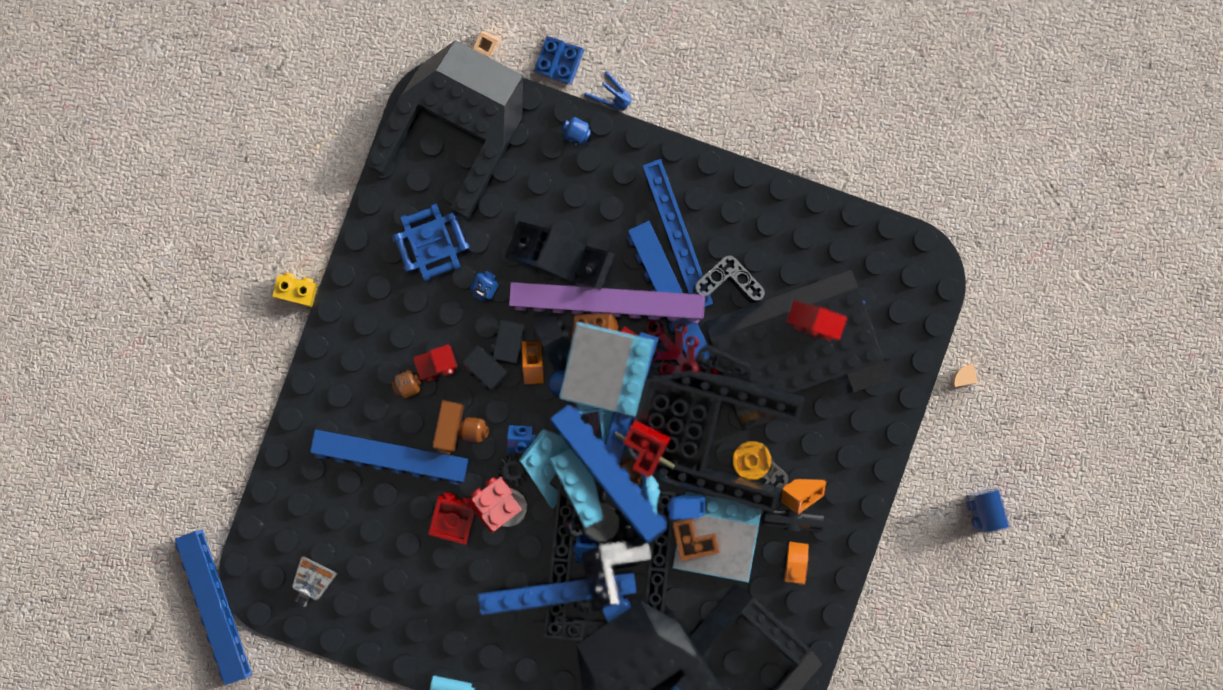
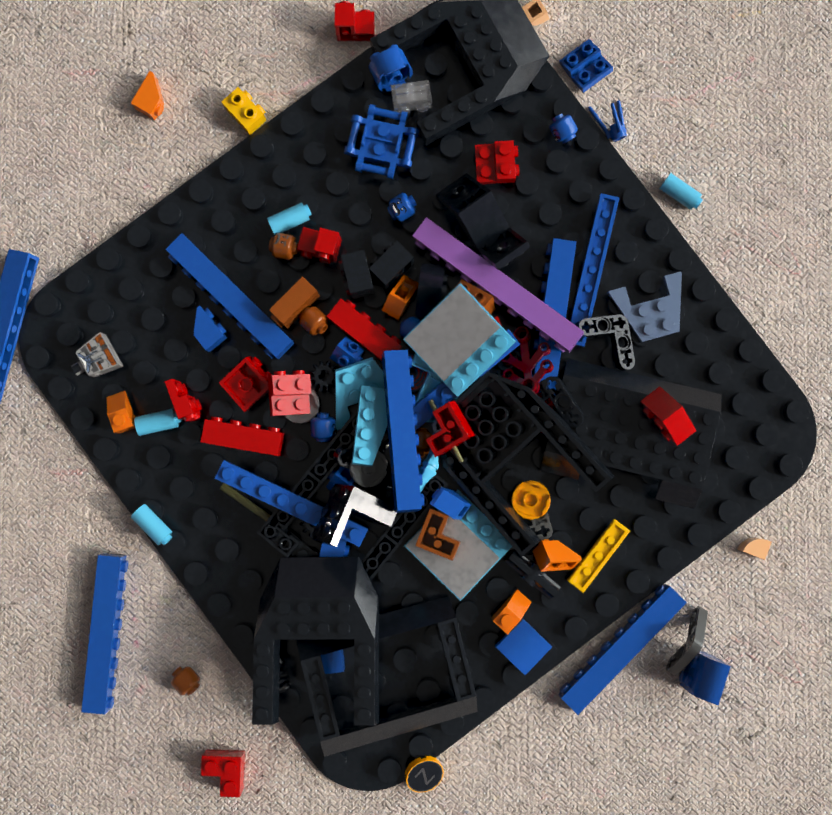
camera: 35 degrees right, 0 degrees up
(206, 332) = (149, 97): none -> orange slope
(339, 155) = (353, 24): none -> red brick
(362, 613) = (120, 412): none -> orange slope
(389, 497) = (207, 331): none -> blue slope
(395, 357) = (289, 218): none -> medium azure brick
(397, 176) = (389, 67): none -> blue brick
(398, 600) = (156, 422): none -> medium azure brick
(415, 571) = (185, 406): none -> red plate
(430, 187) = (411, 96): none -> clear brick
(479, 566) = (242, 437): none -> red brick
(516, 619) = (245, 502): none -> olive bar
(520, 411) = (362, 330): none -> red brick
(538, 196) = (496, 162): none -> red plate
(540, 514) = (323, 427): none -> blue head
(709, 117) = (681, 192): none -> medium azure brick
(755, 240) = (654, 317): none -> sand blue wing
(825, 585) = (523, 646): none -> blue slope
(838, 469) = (598, 555): none -> yellow tile
(908, 533) = (621, 648): none -> blue brick
(961, 489) = (693, 645): none -> dark grey beam

